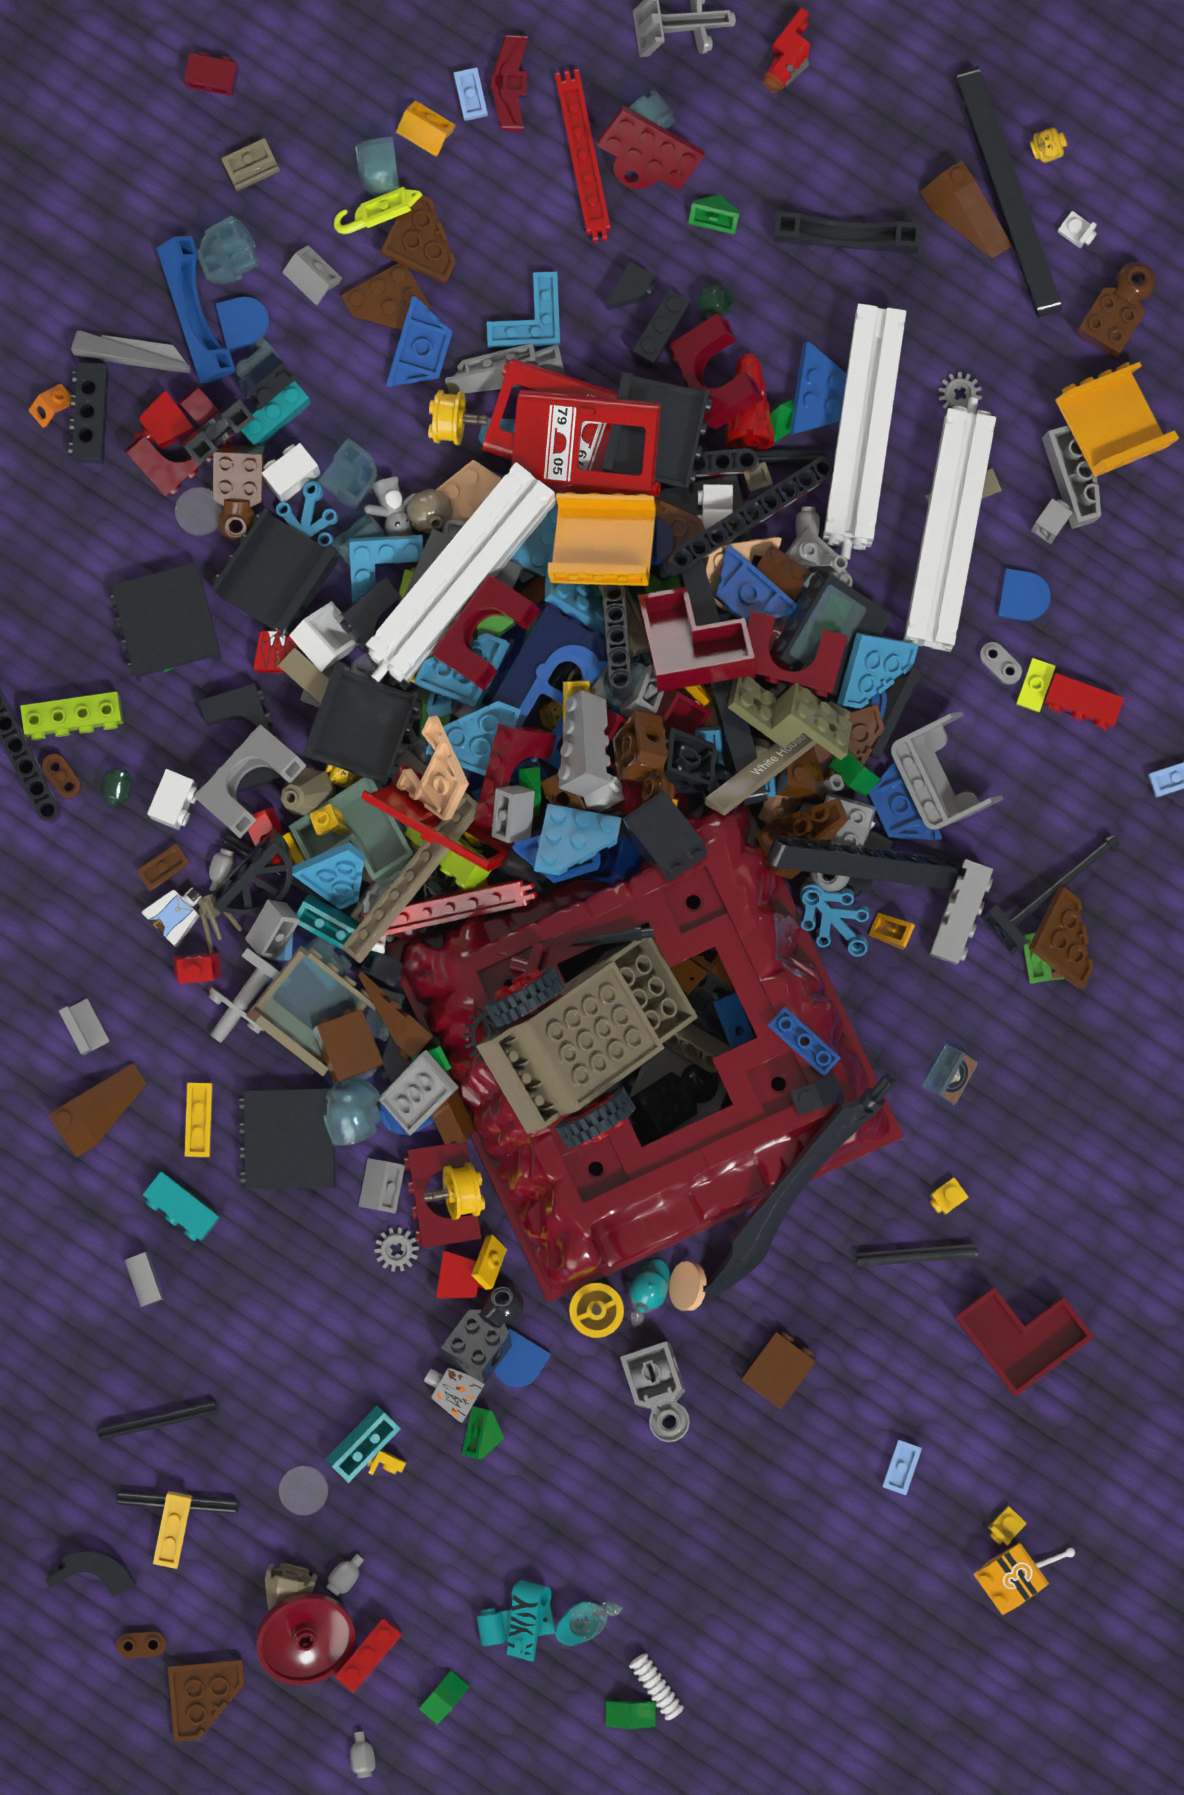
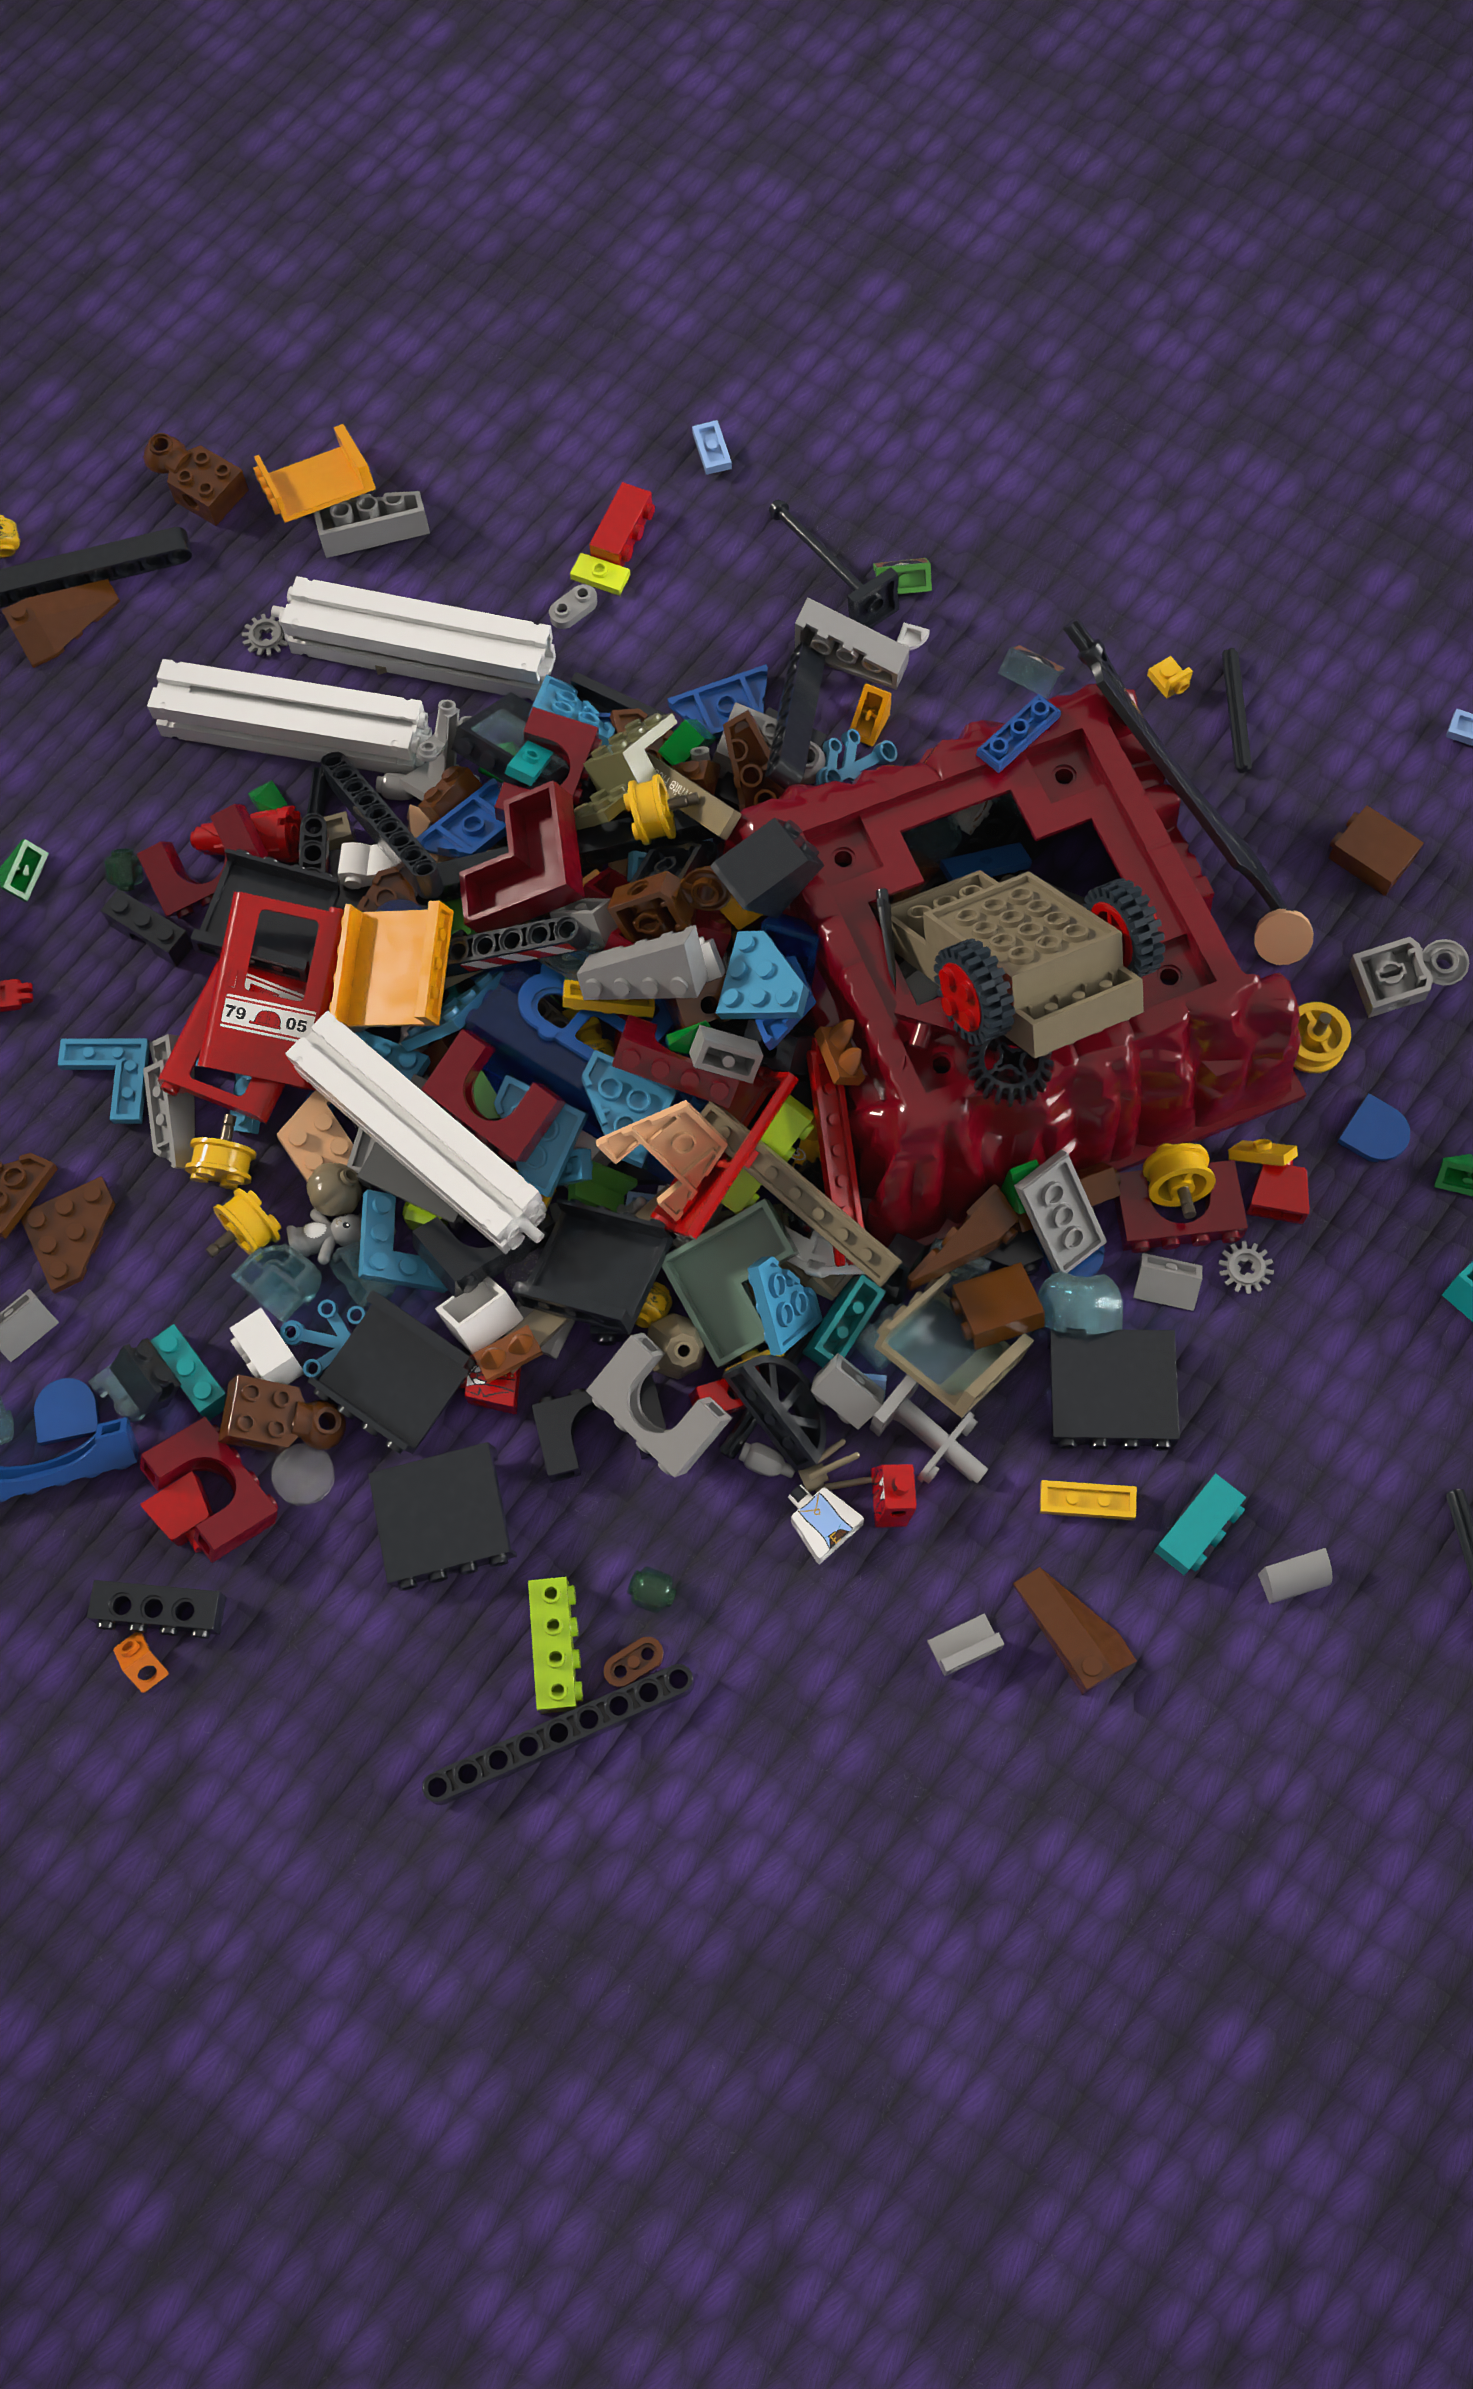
camera: 85 degrees left, 15 degrees down
(129, 352) = (85, 1553): light grey wedge -> none
(163, 867) = (760, 1533): reddish brown plate -> none
(173, 800) = (674, 1511): white piece -> none
(213, 432) = (188, 1417): black arch -> none
(290, 661) = (507, 1354): none -> dark orange tile
(328, 819) = (713, 1316): yellow bracket -> none
(395, 443) = (244, 1224): none -> yellow wheel
(420, 347) = (129, 1196): blue wing -> none
(454, 1391) = (1420, 1200): light grey torso -> none
(481, 1335) = (1353, 1159): black brick -> none
(517, 904) = (839, 1054): none -> dark orange tile
(631, 287) = (92, 959): black slope -> none
(648, 1289) = (1301, 980): teal hair -> none
(739, 743) = (654, 809): none -> yellow wheel
(796, 636) = (529, 763): none -> teal plate
(809, 230) = (55, 772): black arch -> none
(816, 1096) = (1087, 721): black slope -> none
(818, 391) = (242, 768): blue wing -> none
(927, 780) = (735, 661): light grey windscreen -> none
(981, 966) = (912, 636): none -> white tile
(1020, 1351) = (1338, 609): dark red piece -> none
(1023, 596) = (499, 582): blue tile -> none
(1052, 520) = (420, 541): light grey brick -> none
(1063, 939) = (883, 549): reddish brown plate -> none
(1077, 230) = (100, 515): white bracket -> none

